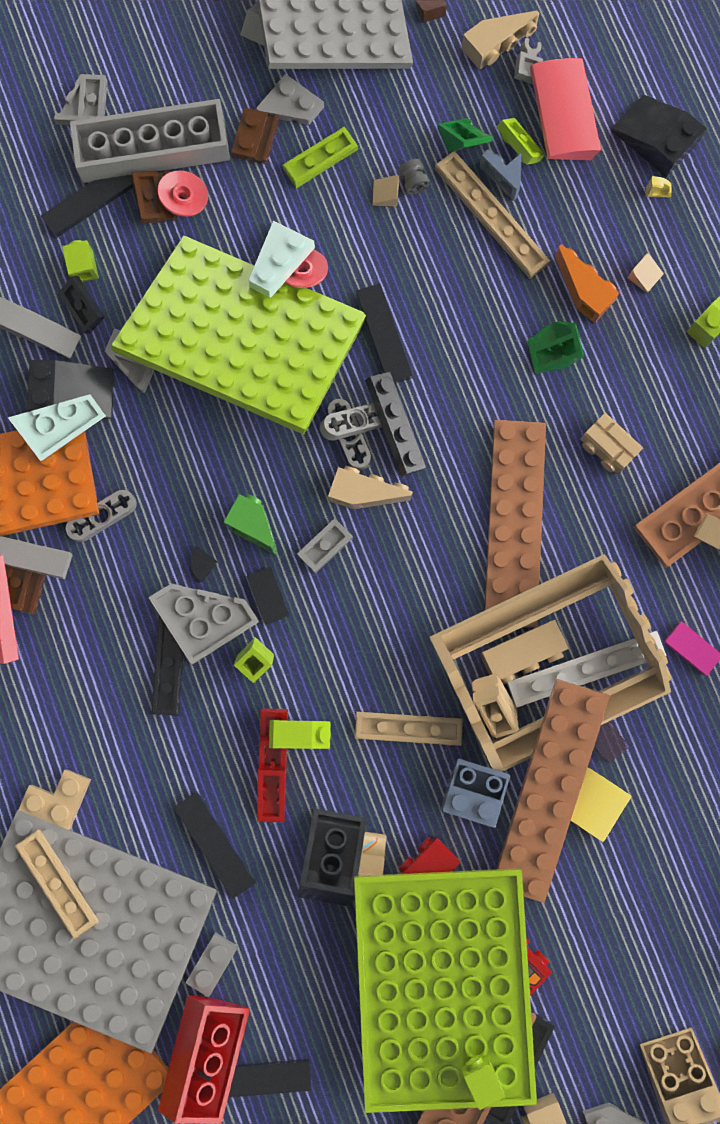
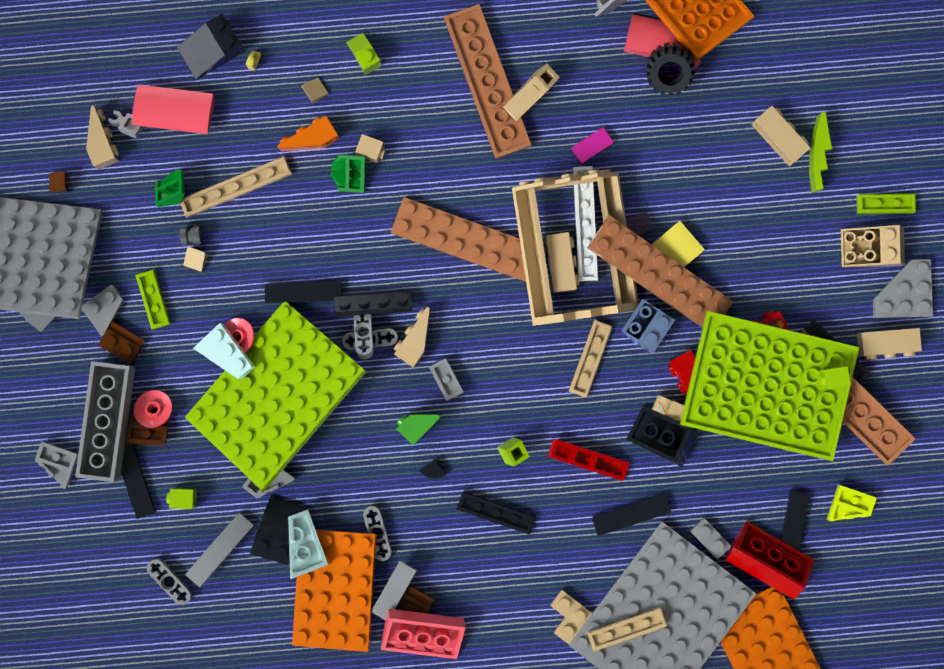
camera: 70 degrees left, 5 degrees up
(81, 304) = (215, 506): black plate -> none
(201, 618) = (473, 481): light grey plate -> none
(268, 595) = (469, 430): black tile -> none
(299, 734) = (574, 434): lime slope -> none
(495, 706) = (593, 294): tan brick -> none
(506, 177) = (212, 167): sand blue slope -> none
(521, 142) = (187, 149): lime plate -> none
(595, 364) = (370, 148): none -> tan brick
(610, 444) = (432, 156): tan brick -> none

